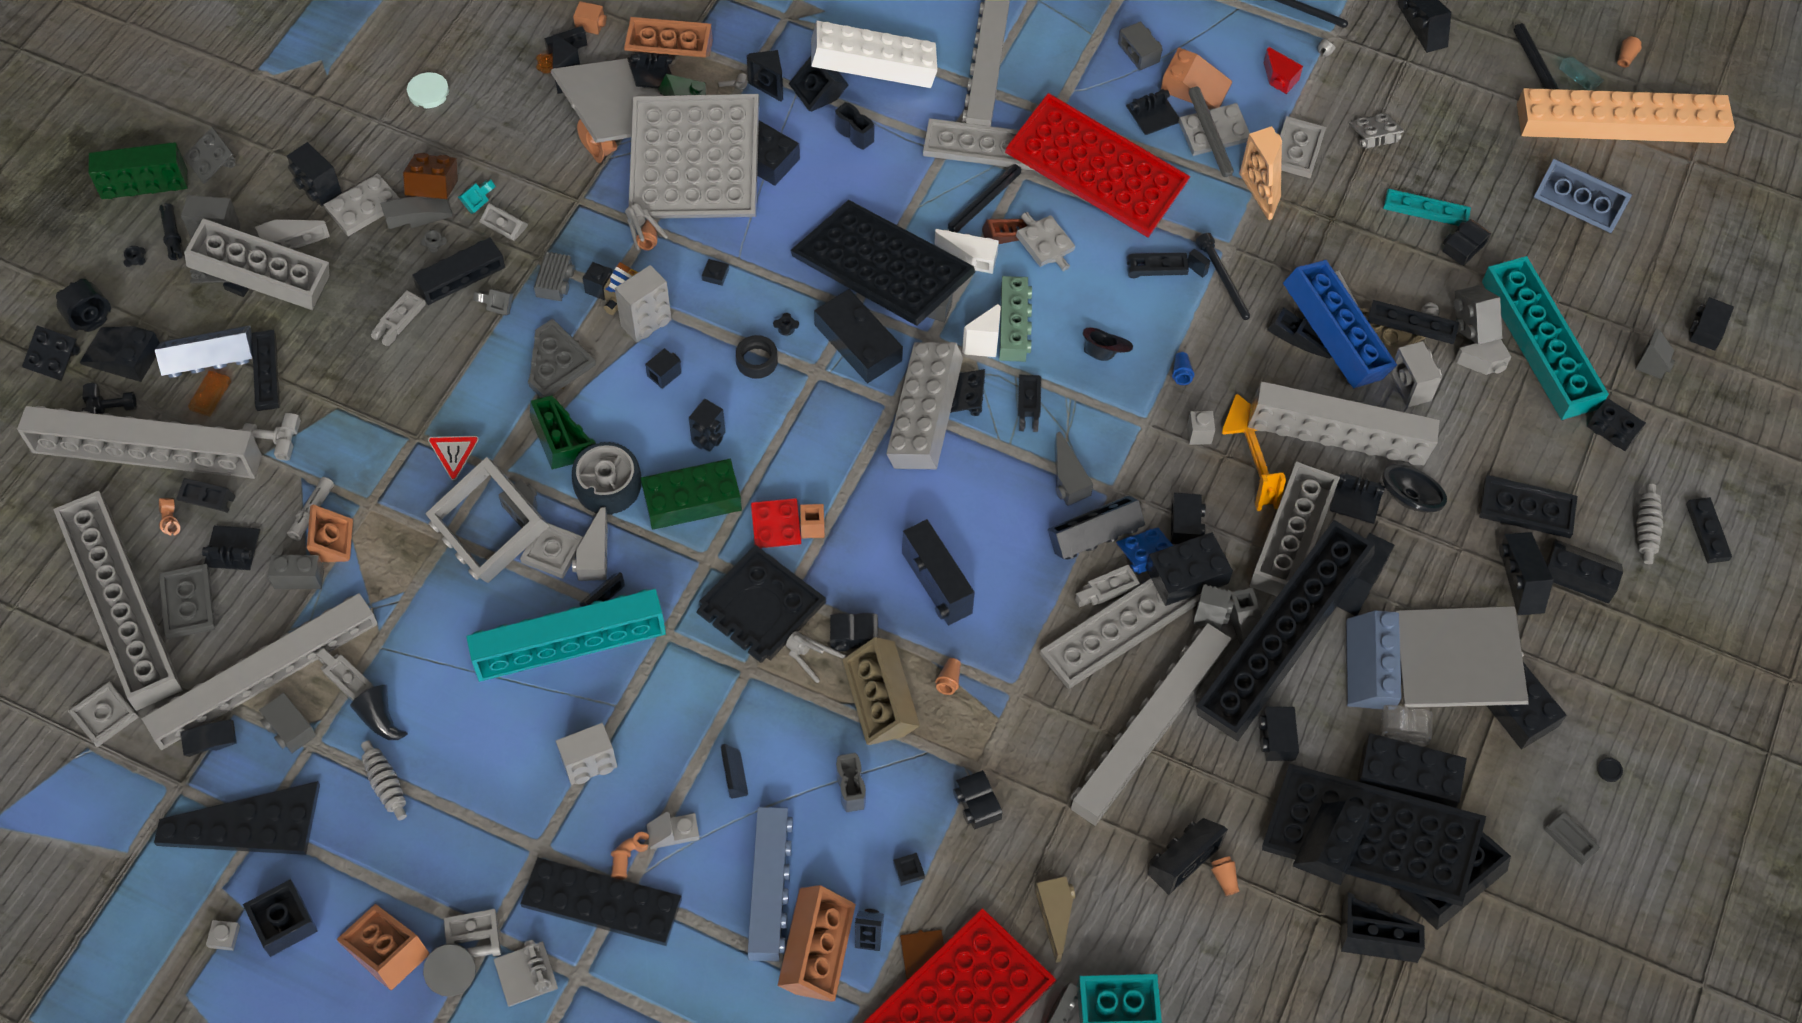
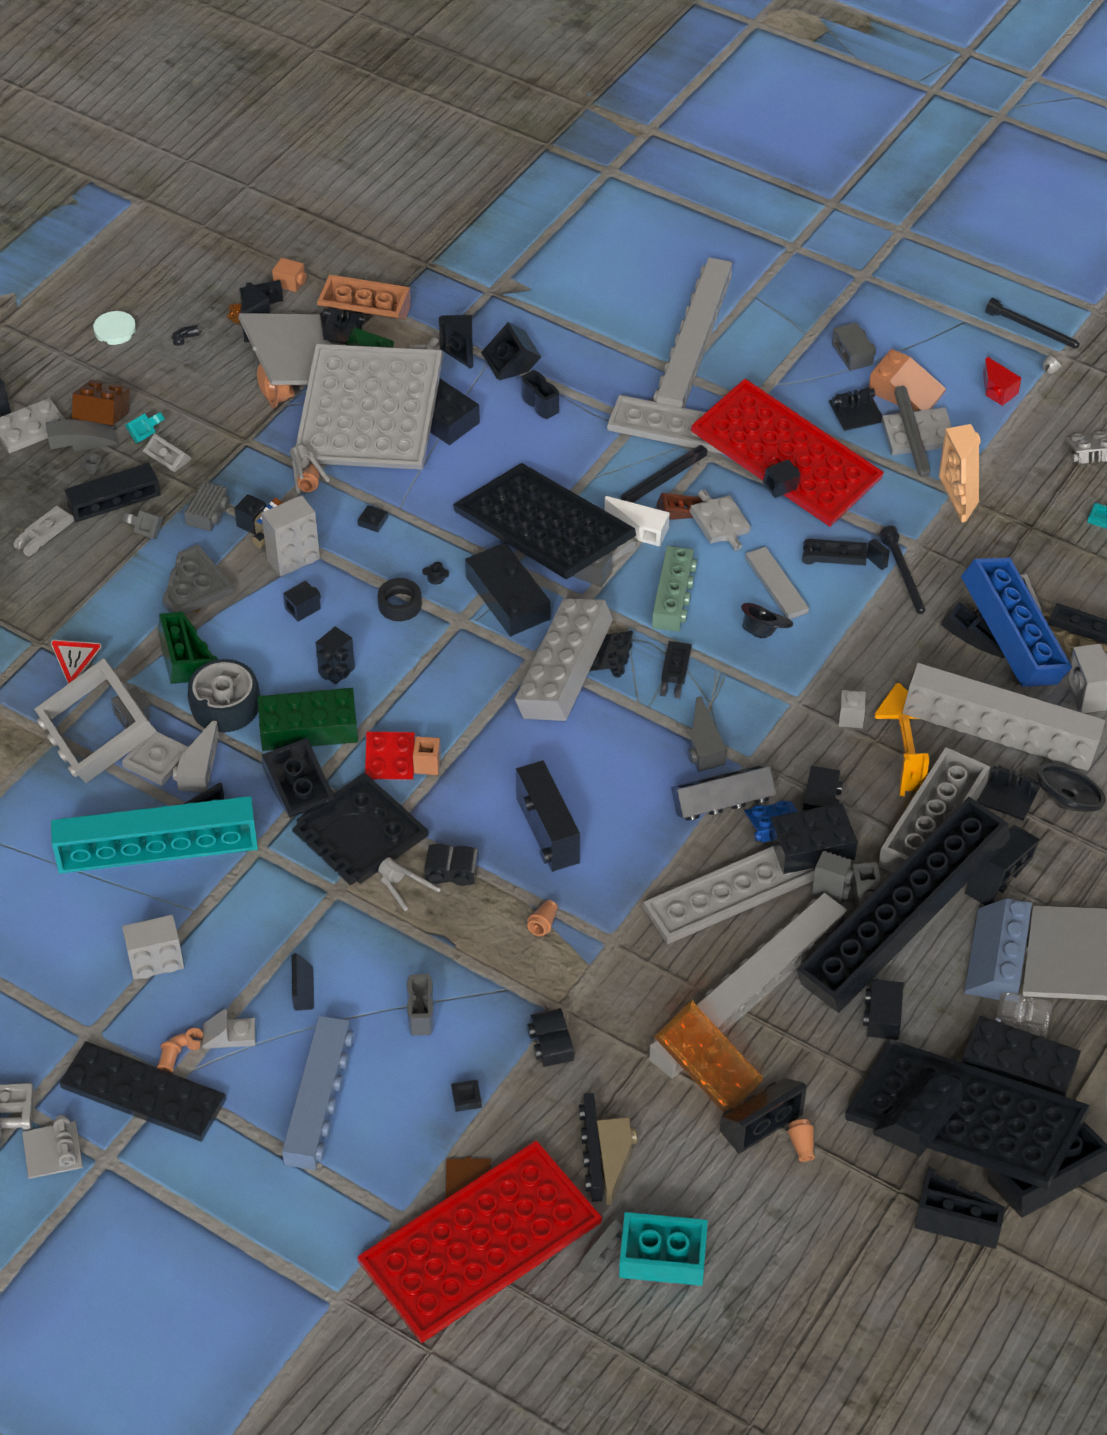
camera: 10 degrees right, 10 degrees down
(495, 90) = (179, 335): none -> black arm
(693, 559) = (297, 778): none -> black slope
(816, 943) = (357, 1154): nougat slope -> none
(869, 929) = (411, 1145): black slope -> none
(873, 54) = (571, 328): white brick -> none
(880, 691) = (468, 924): dark tan slope -> none
(981, 334) = (636, 597): white slope -> none
(1036, 918) = (591, 1157): none -> black plate
(1099, 195) = (781, 478): none -> black brick
(1107, 586) = (725, 850): light grey hinge -> none
(1108, 302) = (776, 583): none -> light grey tile
(1129, 806) = (708, 1057): none -> clear orange plate
(1182, 371) = (843, 653): blue cone -> none
(1300, 146) = (1005, 455): light grey plate -> none

